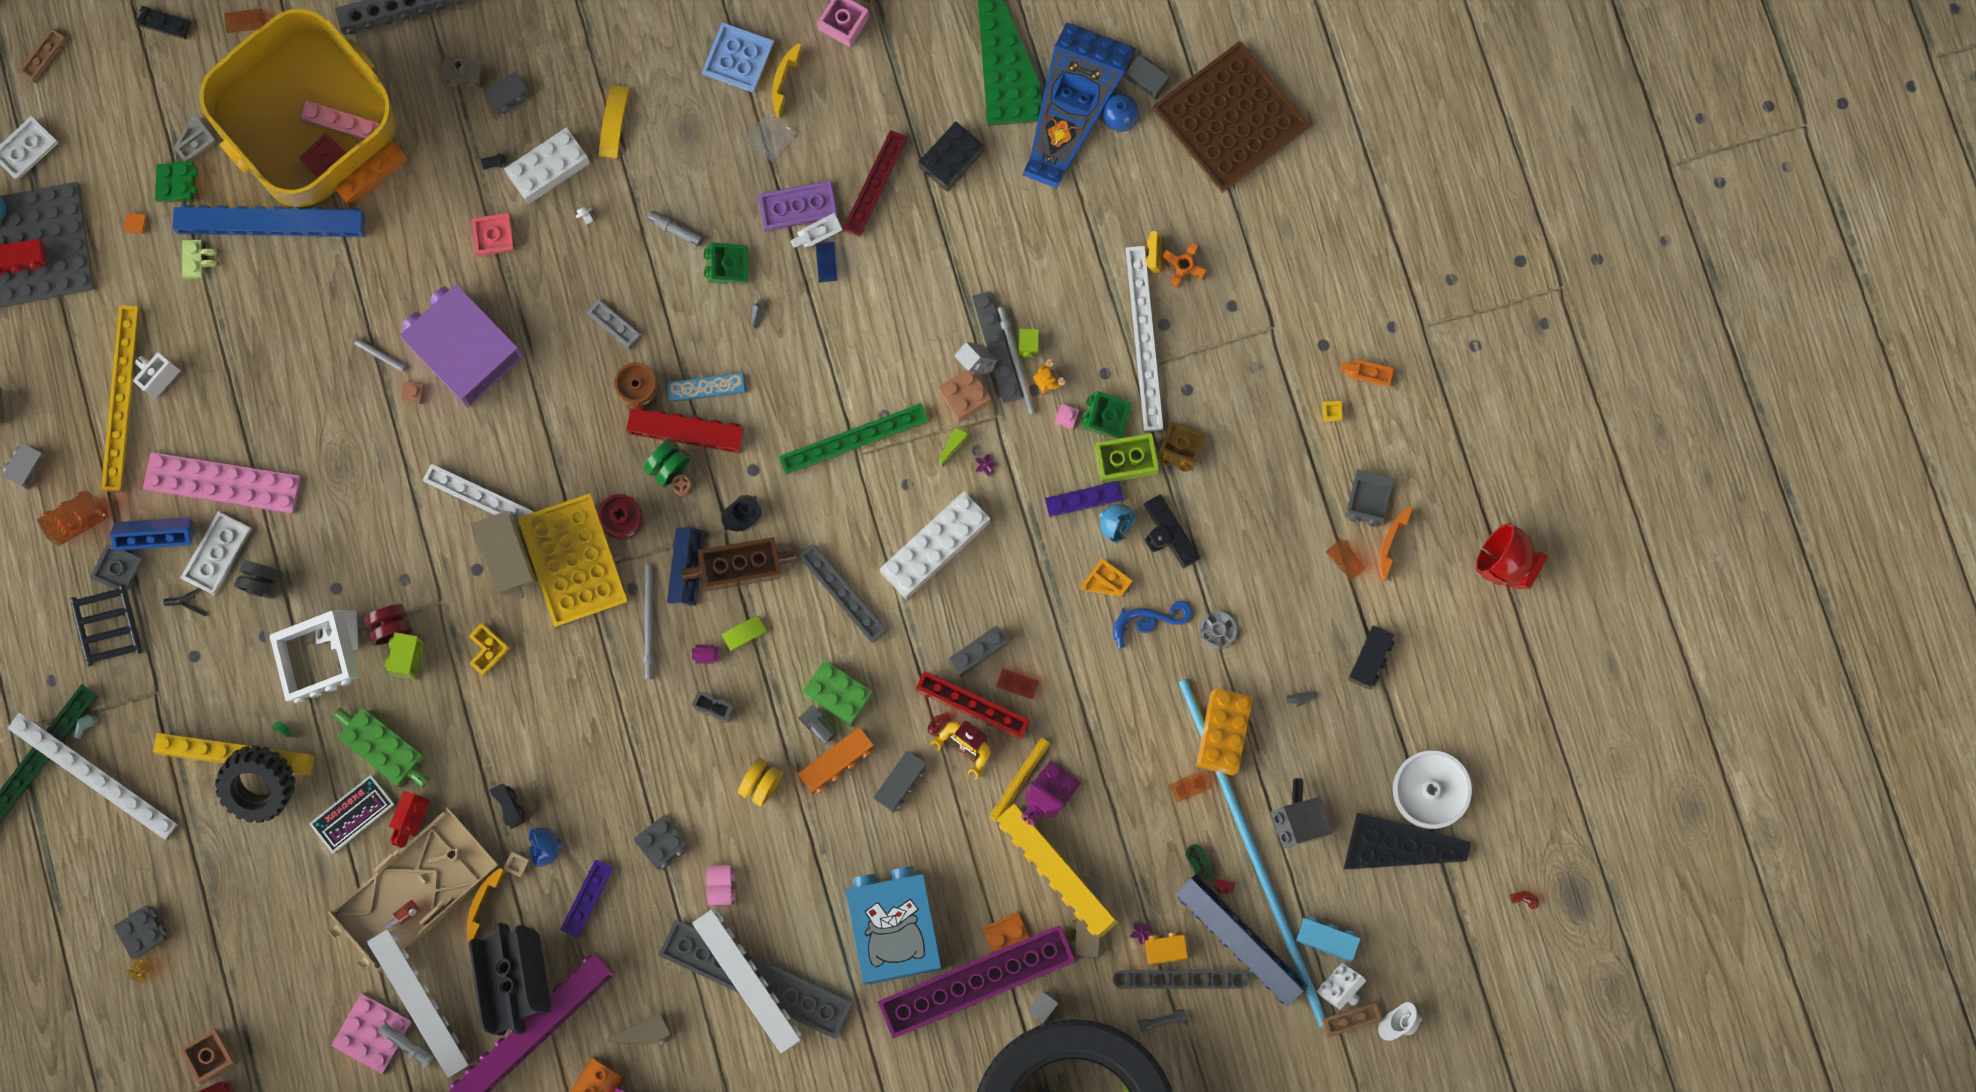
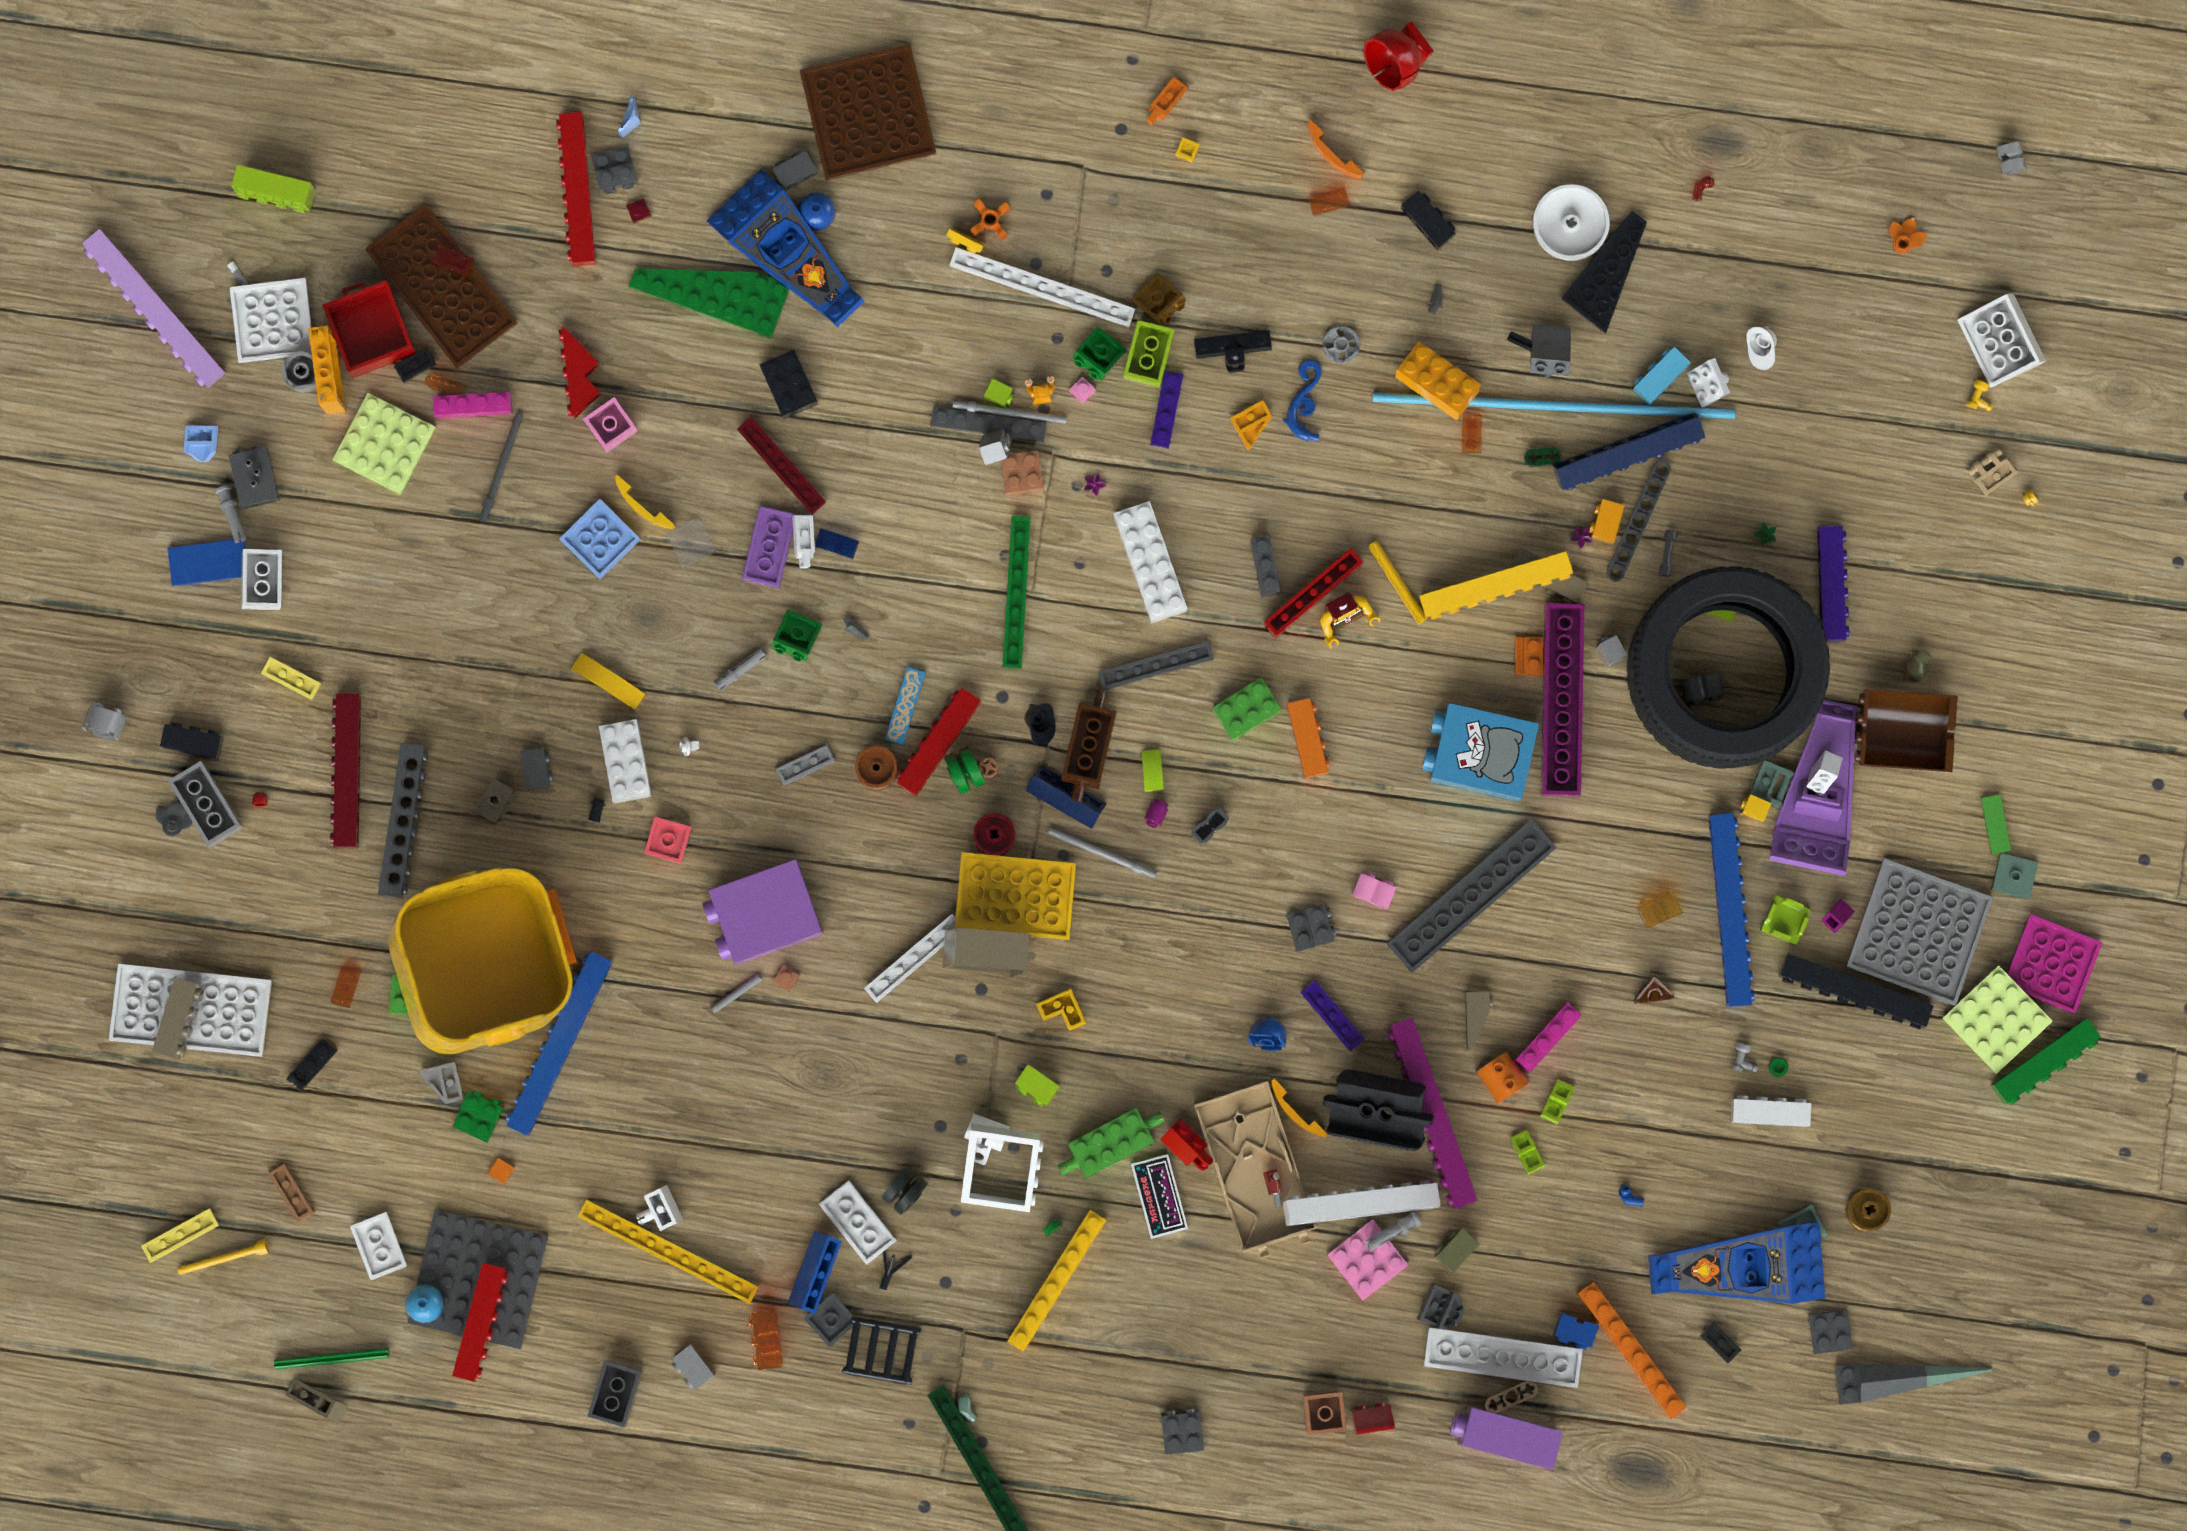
camera: 70 degrees left, 5 degrees up
(92, 776) = (1018, 1418): white plate -> none
(138, 970) = (1217, 1447): clear yellow wheel -> none
(193, 258) = (561, 1130): yellowish green hinge -> none
(222, 483) = (792, 1190): bright pink plate -> none
(244, 802) = (1115, 1278): black tyre -> none
(322, 155) = (526, 963): red plate -> none
(336, 120) = (498, 934): bright pink arch -> none
(386, 622) = (1000, 1089): dark red wheel -> none
(512, 812) = (1209, 1048): black brick -> none
(516, 864) = (1273, 1066): tan plate -> none
(746, 981) = (1473, 902): white brick -> none
(760, 781) = (1299, 812): yellow wheel -> none
(815, 721) = (1261, 741): dark grey piece -> none
(900, 782) = (1352, 689): dark grey brick -> none
(936, 723) = (1311, 632): clear red arm -> none
(956, 439) = (1059, 499): lime slope -> none
(1017, 684) = (1310, 545): clear red plate -> none
(1049, 793) = (1423, 561): magenta plate -> none
(1115, 521) = (1202, 389): dark azure cylinder -> none
(1224, 886) = (1574, 445): dark red plate -> none
(1351, 1019) = (1740, 387): medium nougat tile -> none
(1369, 498) = (1282, 154): dark grey panel -> none

